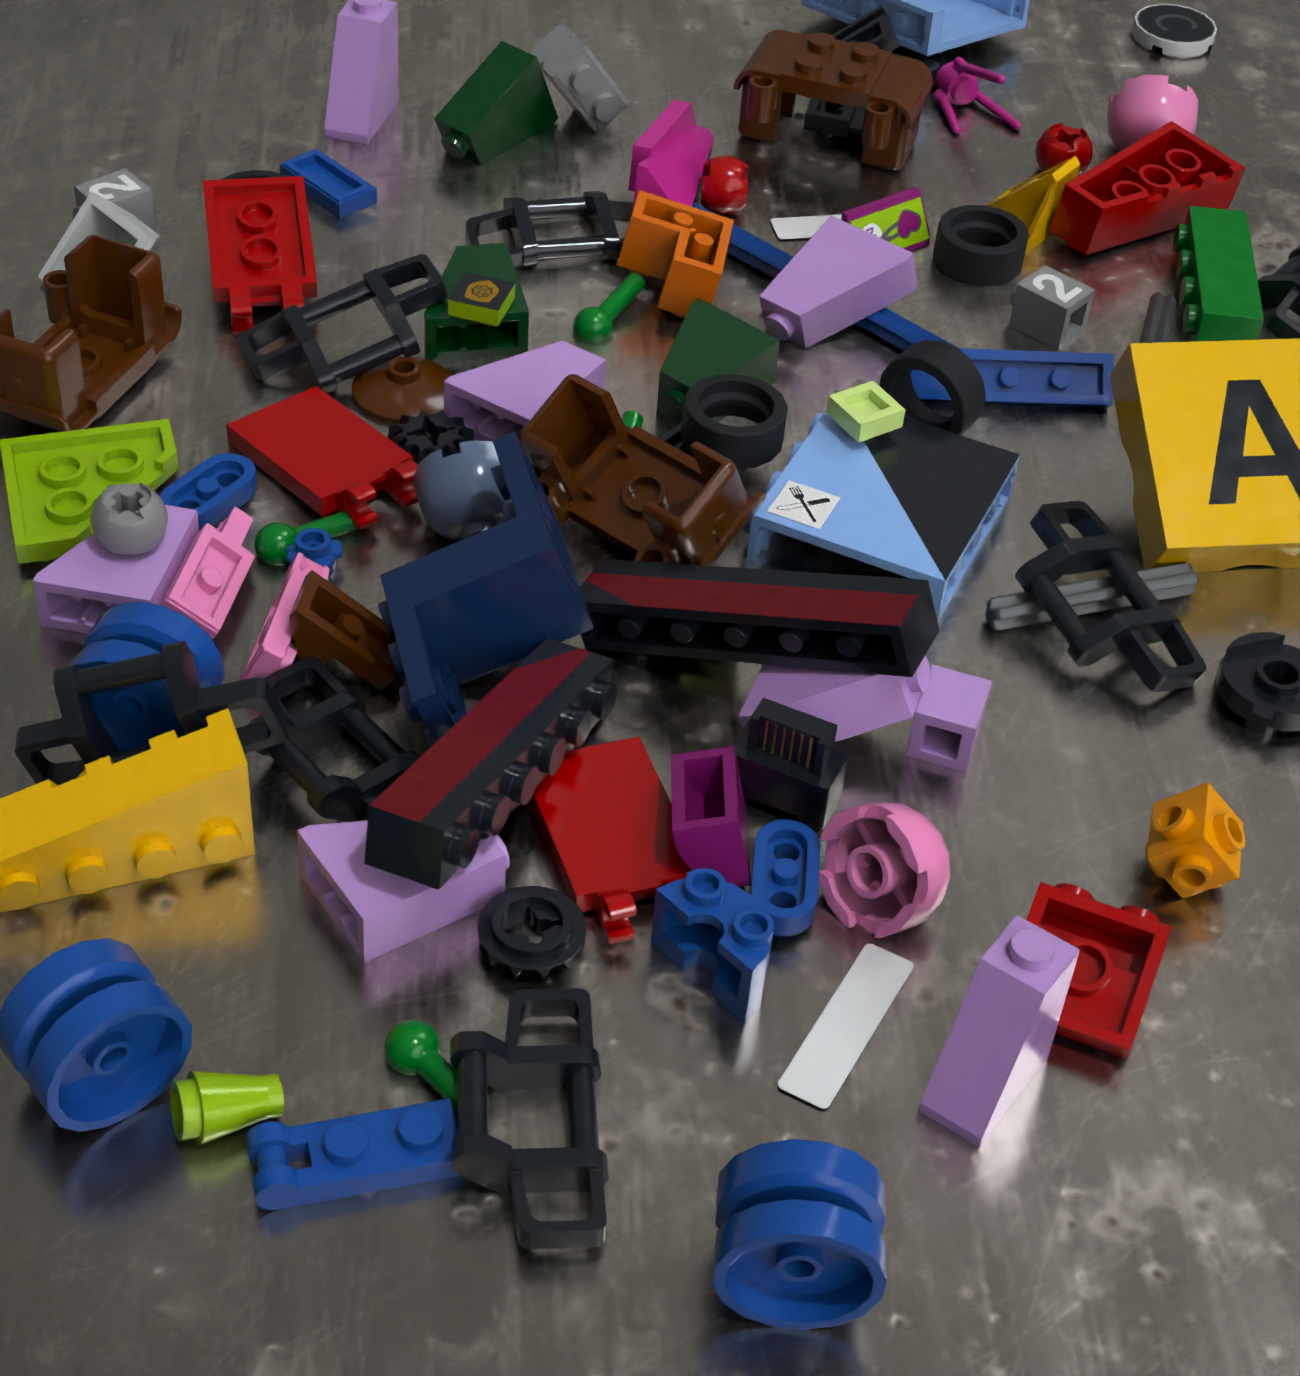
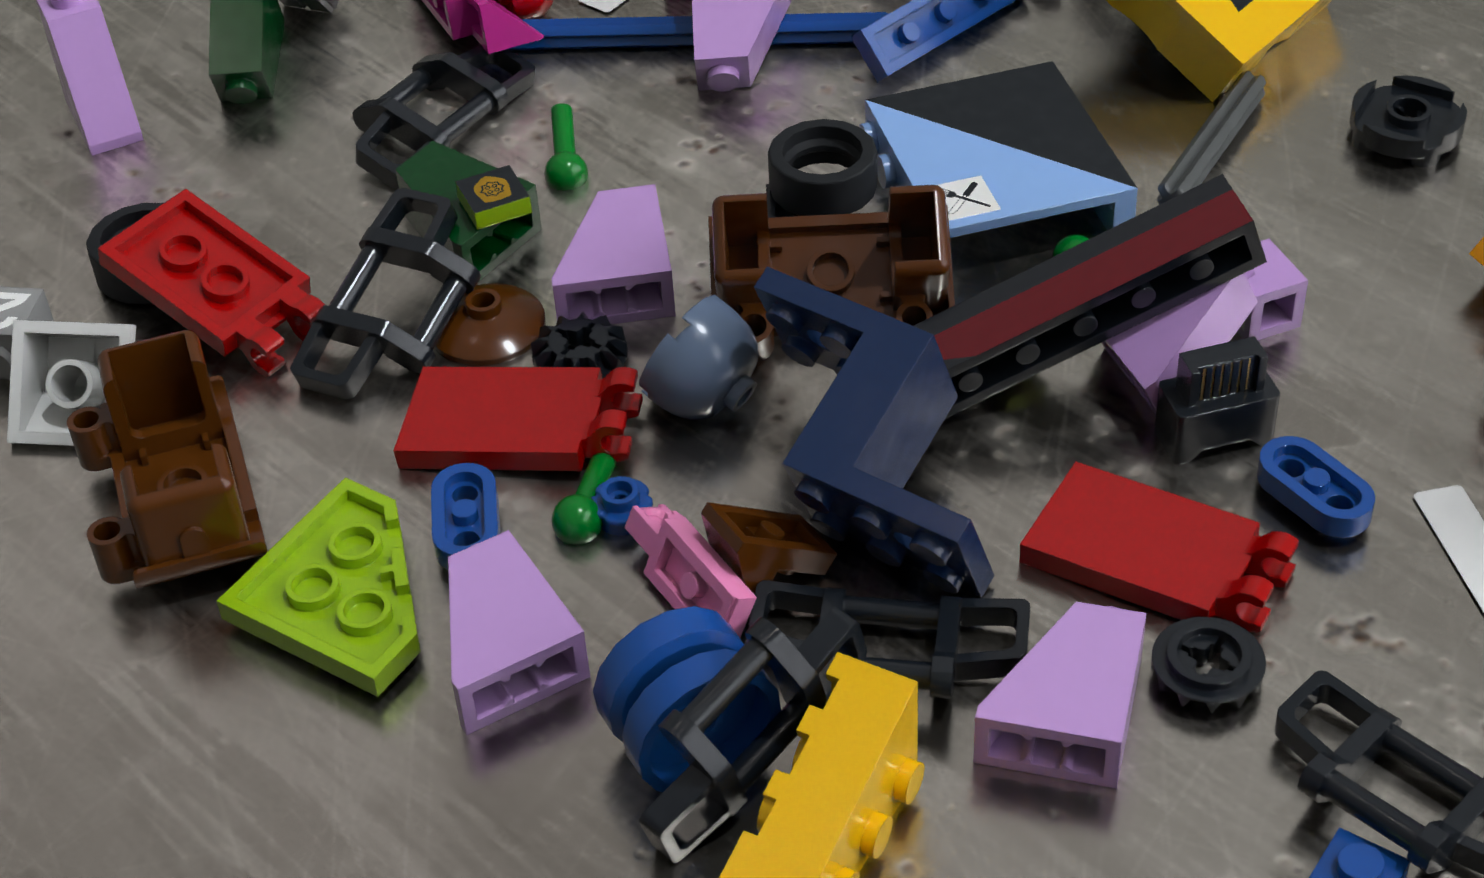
camera: 35 degrees left, 0 degrees up
(129, 519) = (489, 572): light grey piece -> none
(212, 573) = (576, 578): bright pink hinge -> none
(330, 183) = (158, 185): blue tile -> none
(415, 1050) = (1253, 818): green bar -> none
(488, 764) = (1054, 553): black brick -> none
(678, 246) = (582, 58): orange brick -> none
(710, 813) = (1226, 470): magenta brick -> none
(711, 345) = (715, 137): dark green slope -> none
(719, 929) = (1357, 556): blue cylinder -> none
(865, 411) = (920, 95): yellowish green plate -> none
(884, 867) = (1386, 424): bright pink cylinder -> none
(951, 369) = (919, 21): black tyre -> none
(1126, 631) = (1300, 139): black bar -> none

